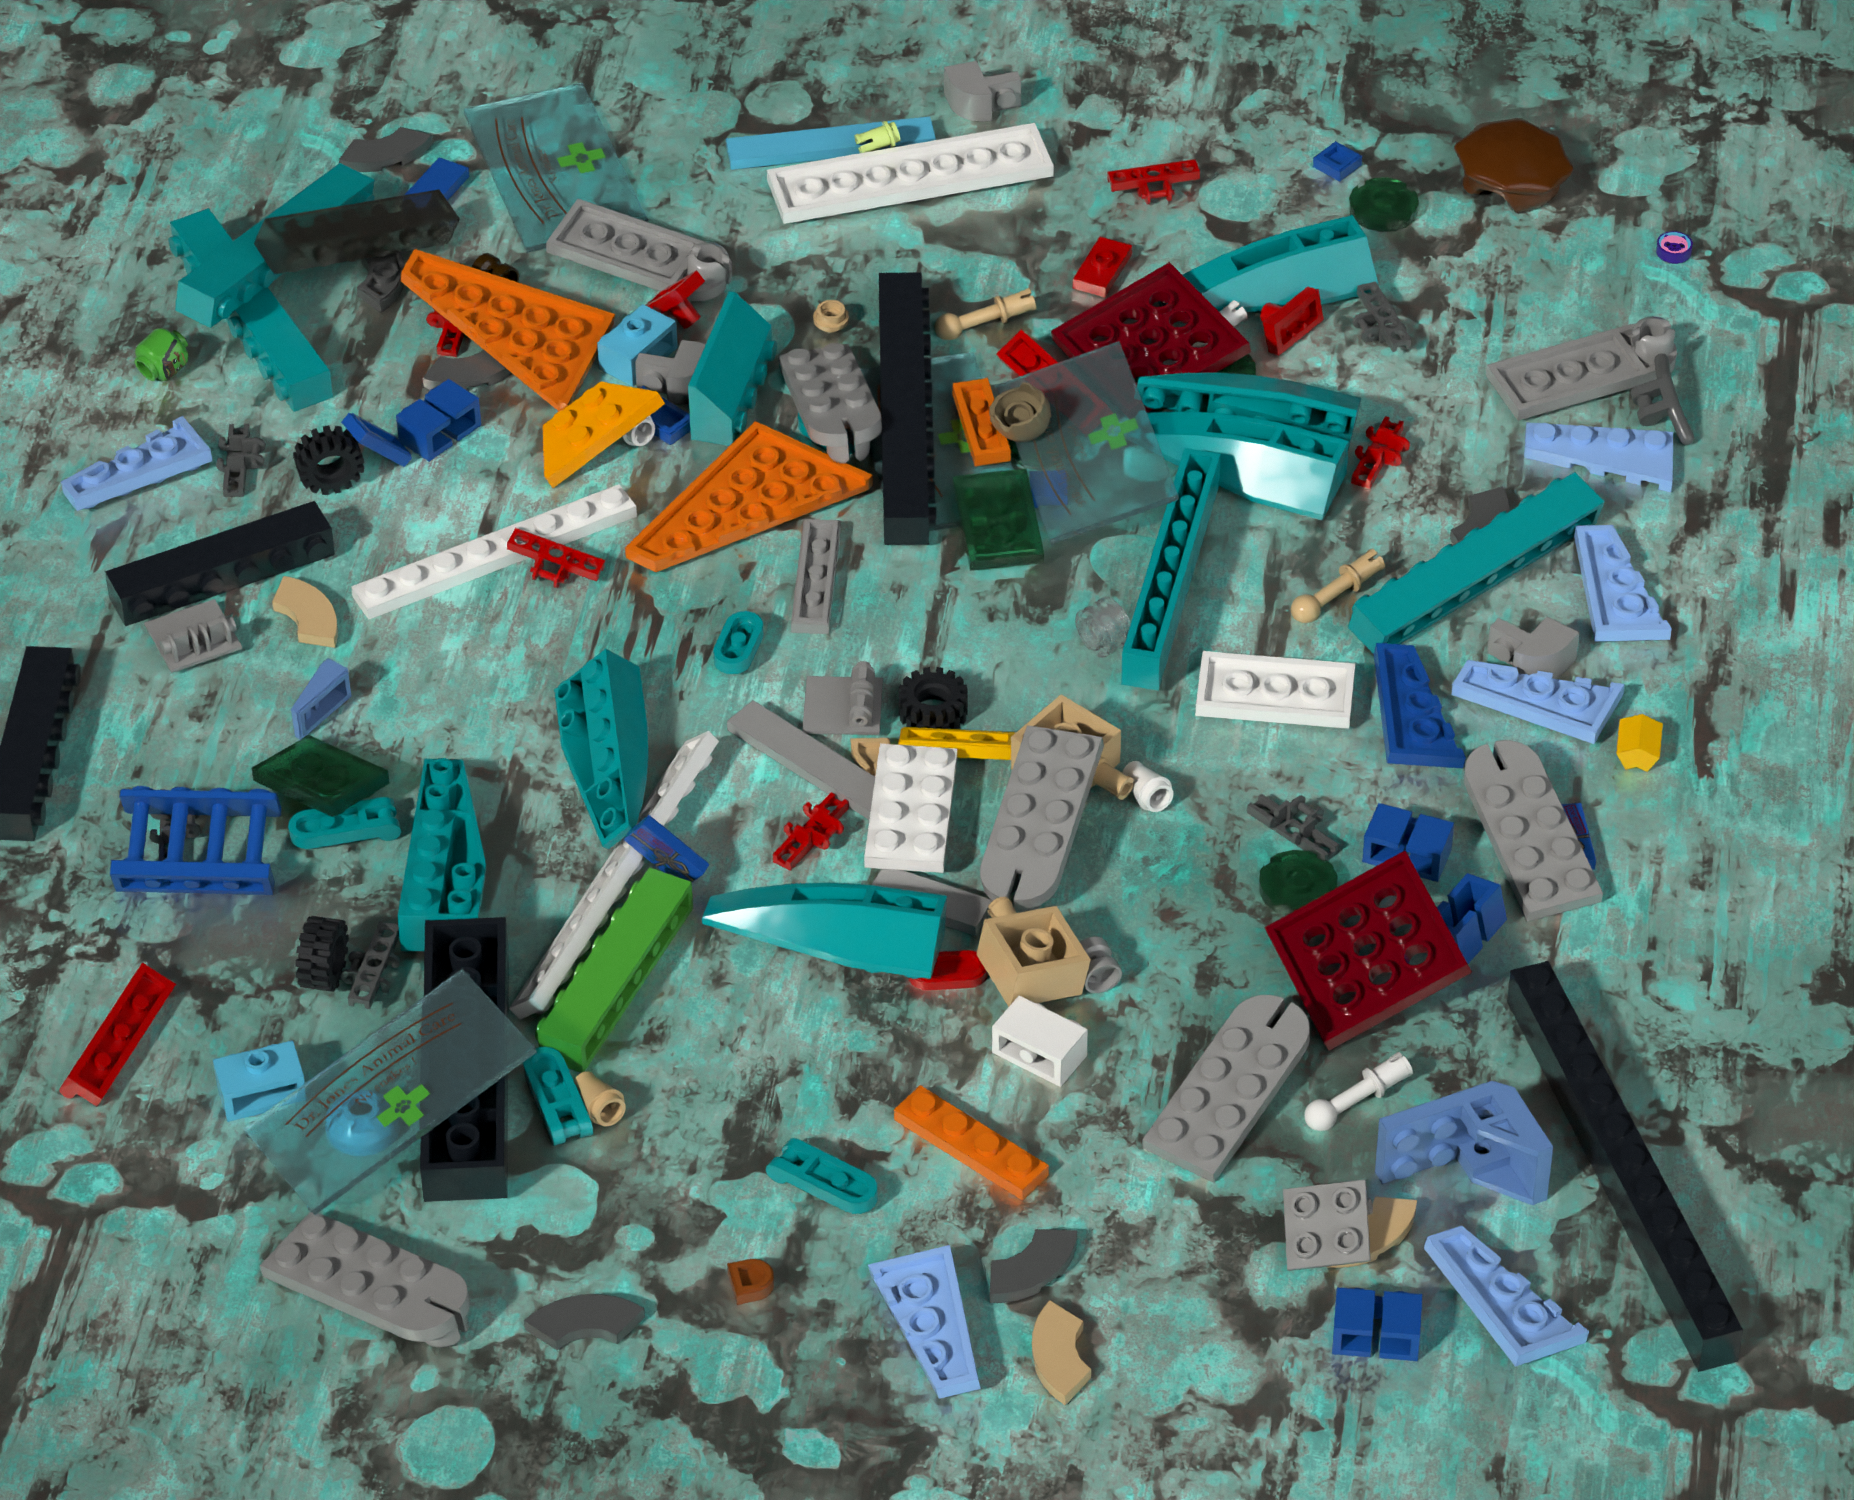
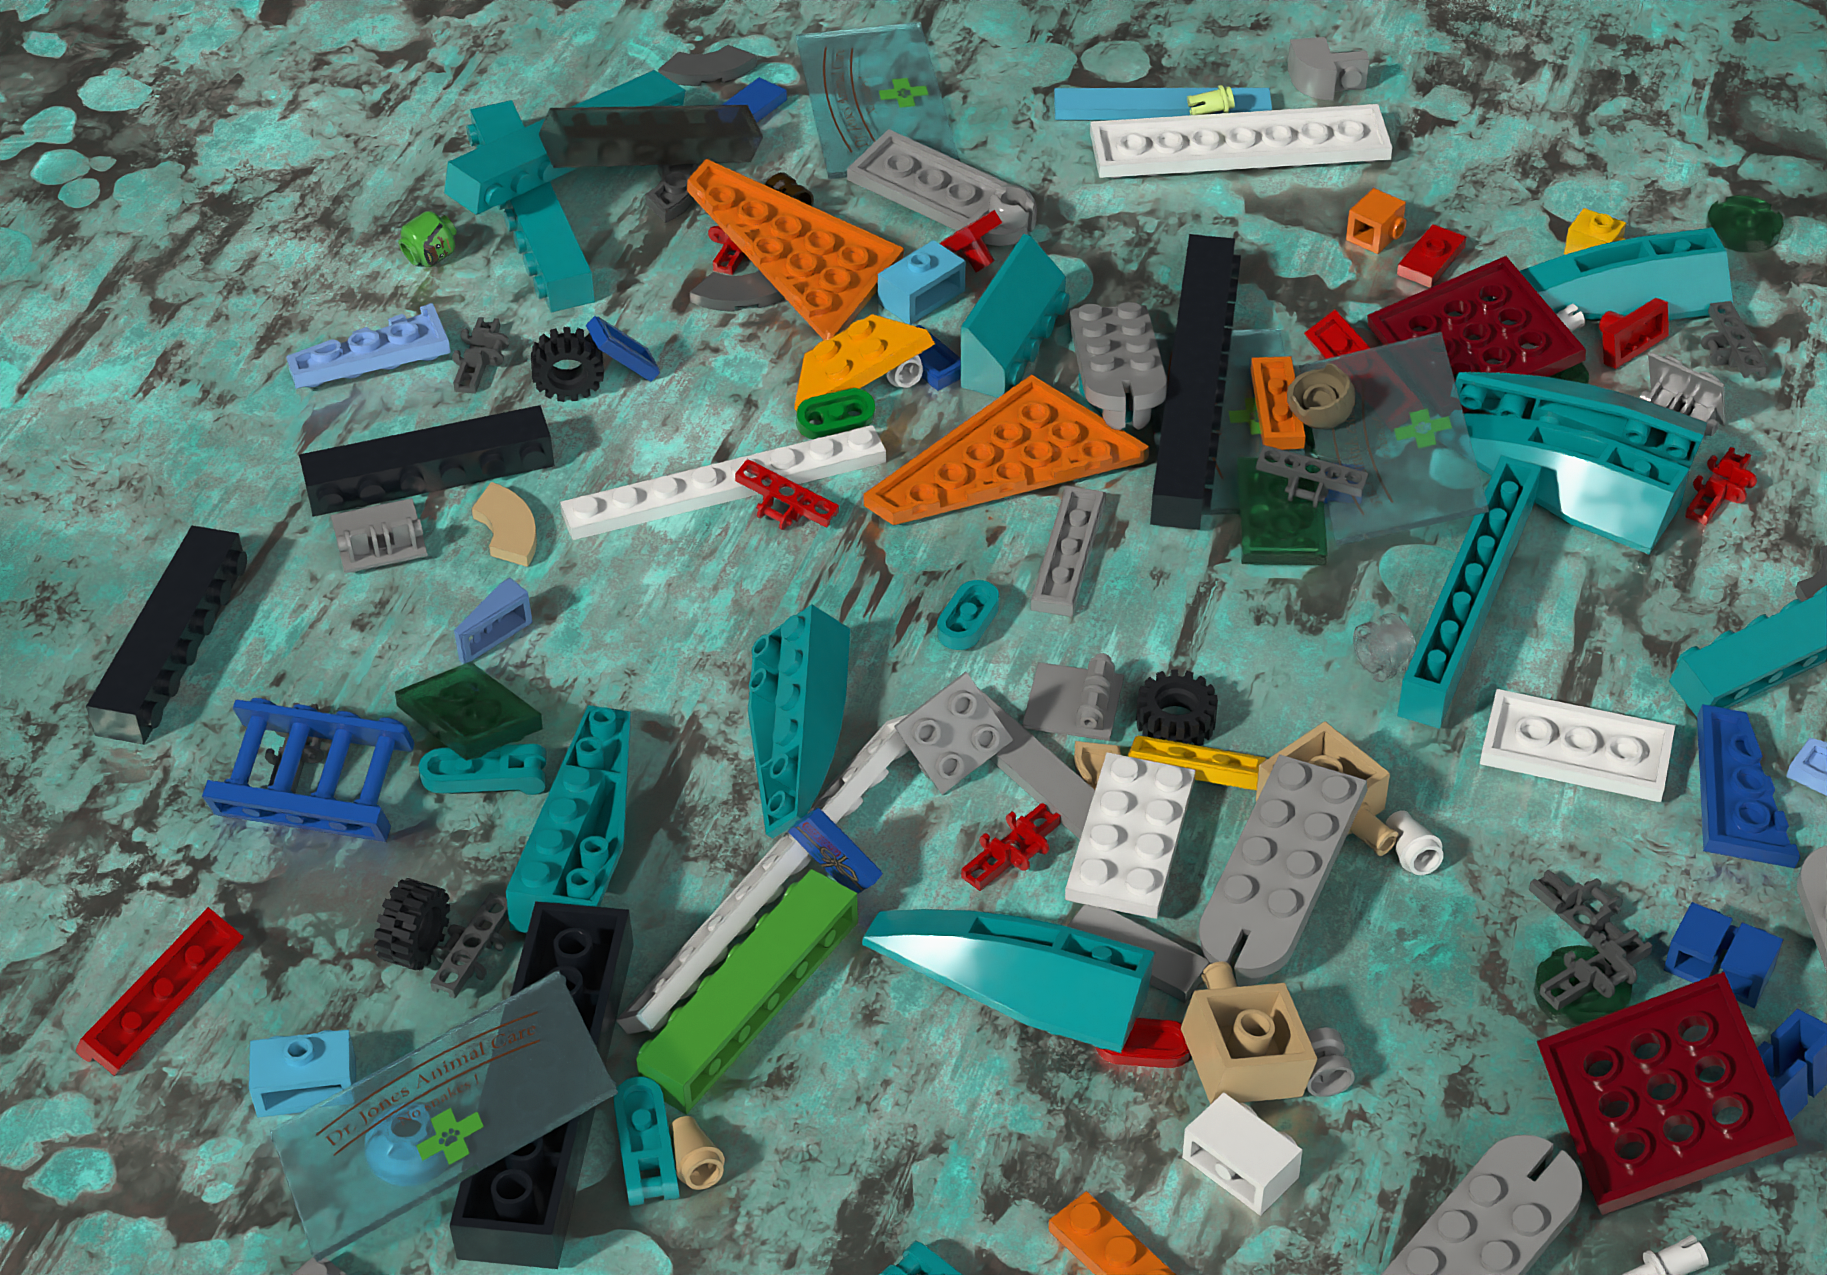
camera: 10 degrees right, 0 degrees up
(444, 409) = (705, 325): blue piece -> none
(581, 477) = (833, 413): none -> green plate
(670, 374) = (945, 314): light grey brick -> none
(747, 743) = (953, 733): none -> light grey hinge
(831, 316) = (1132, 275): tan plate -> none
(951, 326) = (1259, 299): tan pin -> none
(1009, 482) = (1298, 470): none -> dark grey piece
(1047, 239) = (1376, 221): none -> orange brick
(1169, 174) = (1513, 166): red piece -> none
(1245, 228) = (1592, 230): none -> yellow brick
(1302, 869) = (1592, 977): none -> dark grey piece
(1307, 607) = (1624, 652): tan pin -> none
(1335, 368) = (1676, 387): none -> light grey hinge
(1337, 161) = (1697, 175): blue tile -> none

